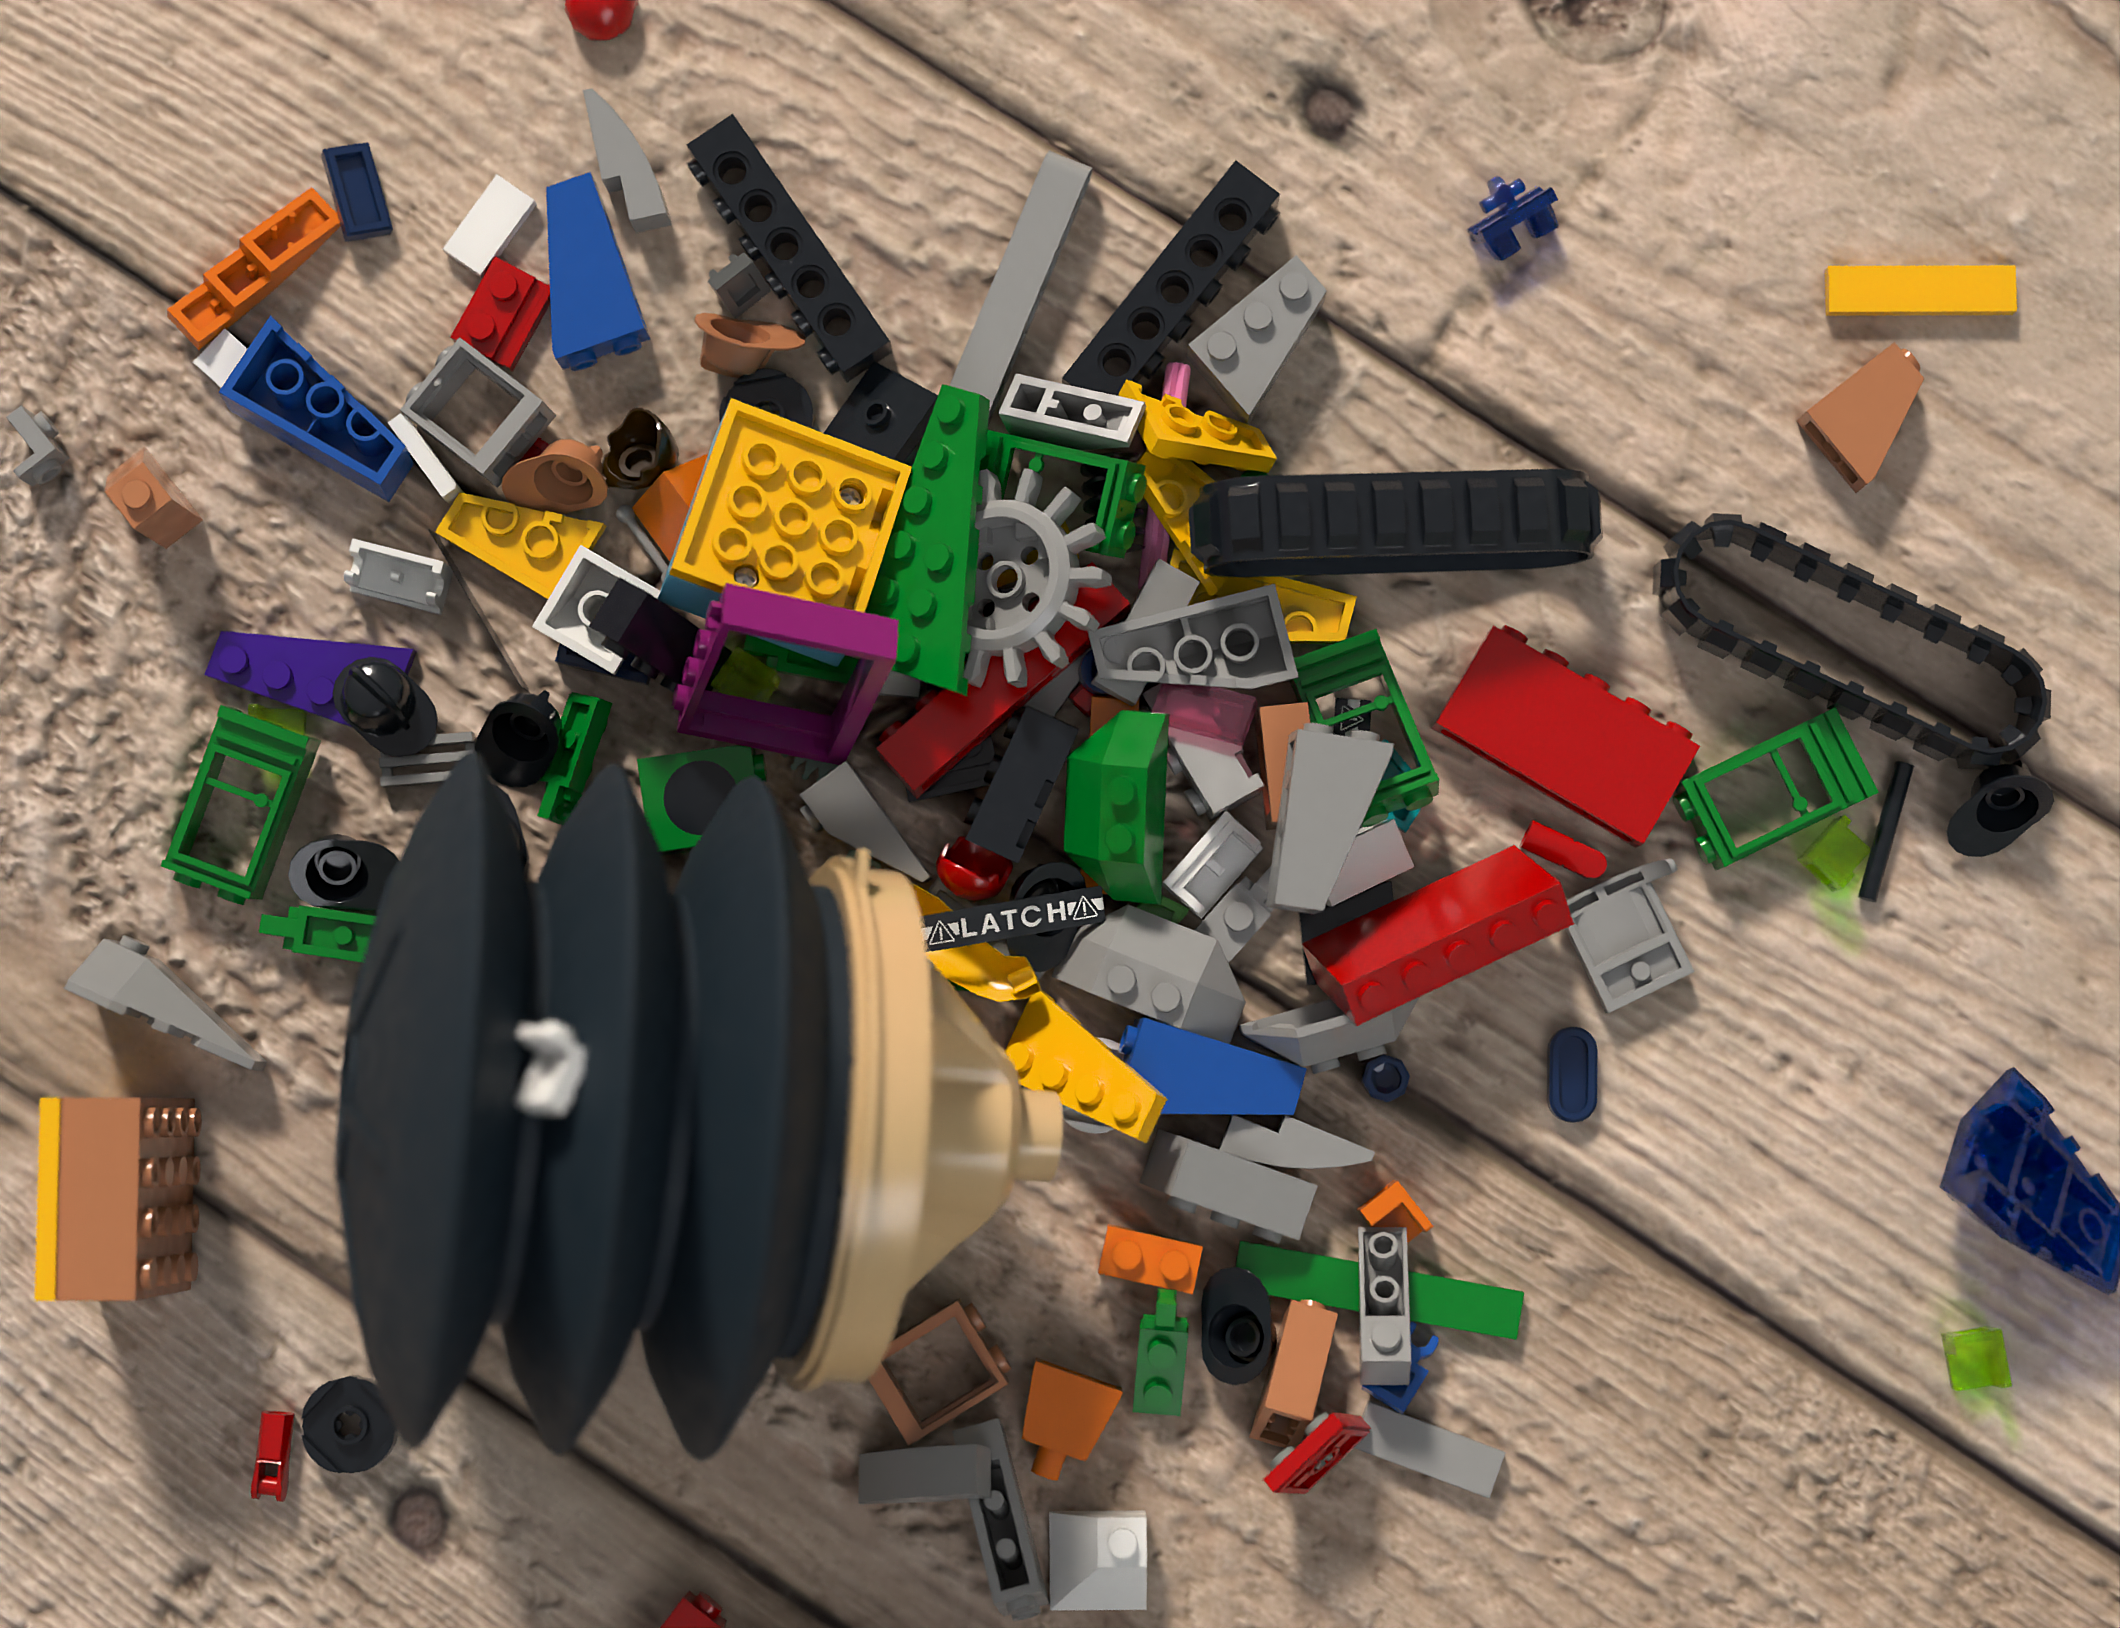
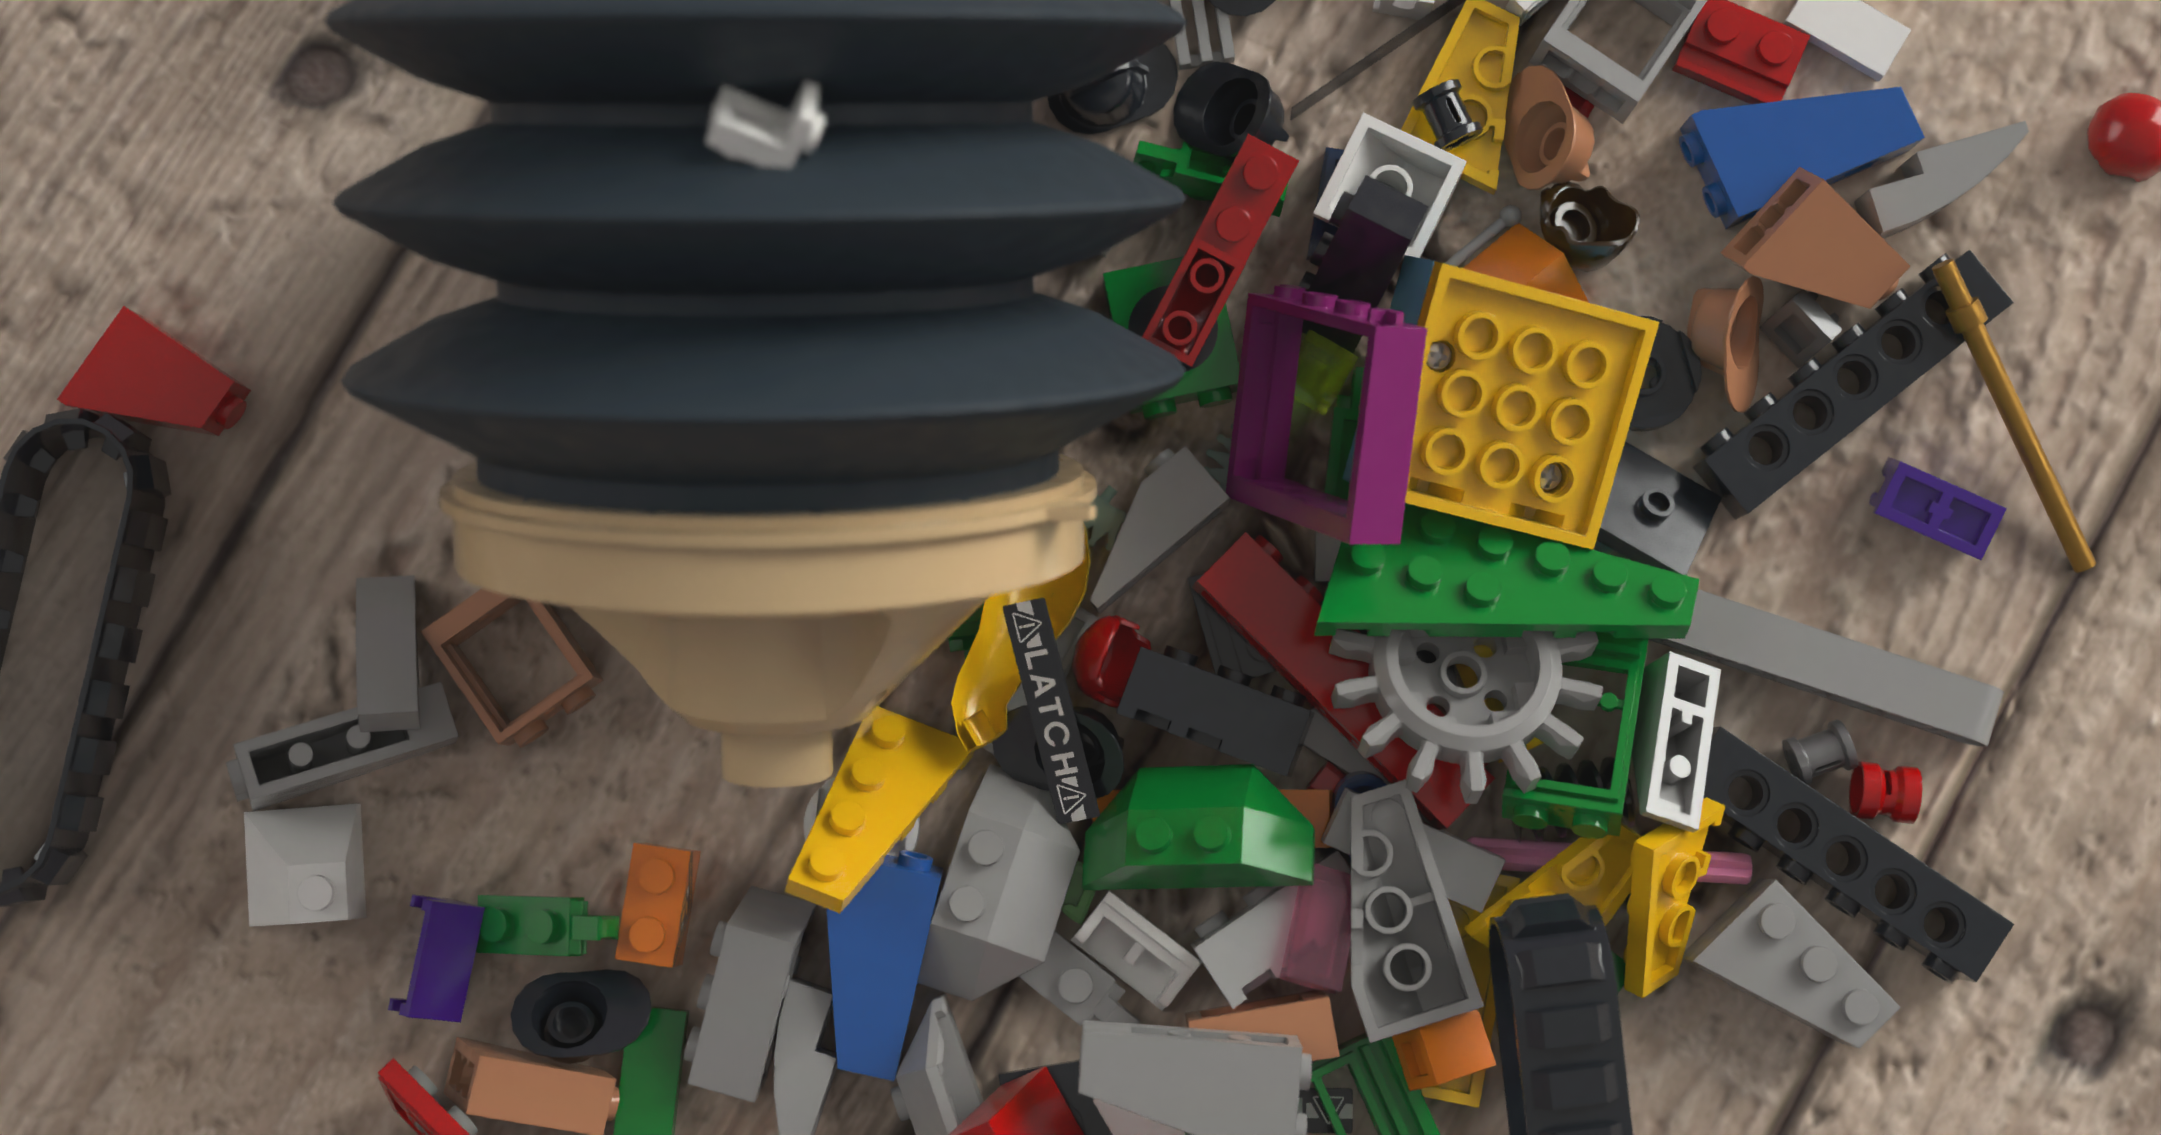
camera: 85 degrees right, 0 degrees up
(539, 557) = (1447, 115): none -> black bush
(641, 753) = (1220, 249): none -> red slope
(672, 267) = (1817, 244): none -> nougat slope
(743, 151) = (1968, 318): none -> pearl gold bar
(896, 190) = (1936, 508): none -> dark purple hinge
(1065, 1415) = (469, 816): orange torso -> none
(1088, 300) = (1820, 752): none -> flat silver bush
(1124, 251) = (1885, 792): none -> red wheel
(1185, 1441) = (441, 960): none -> dark purple hinge
(1308, 619) = (1444, 1050): none -> orange panel

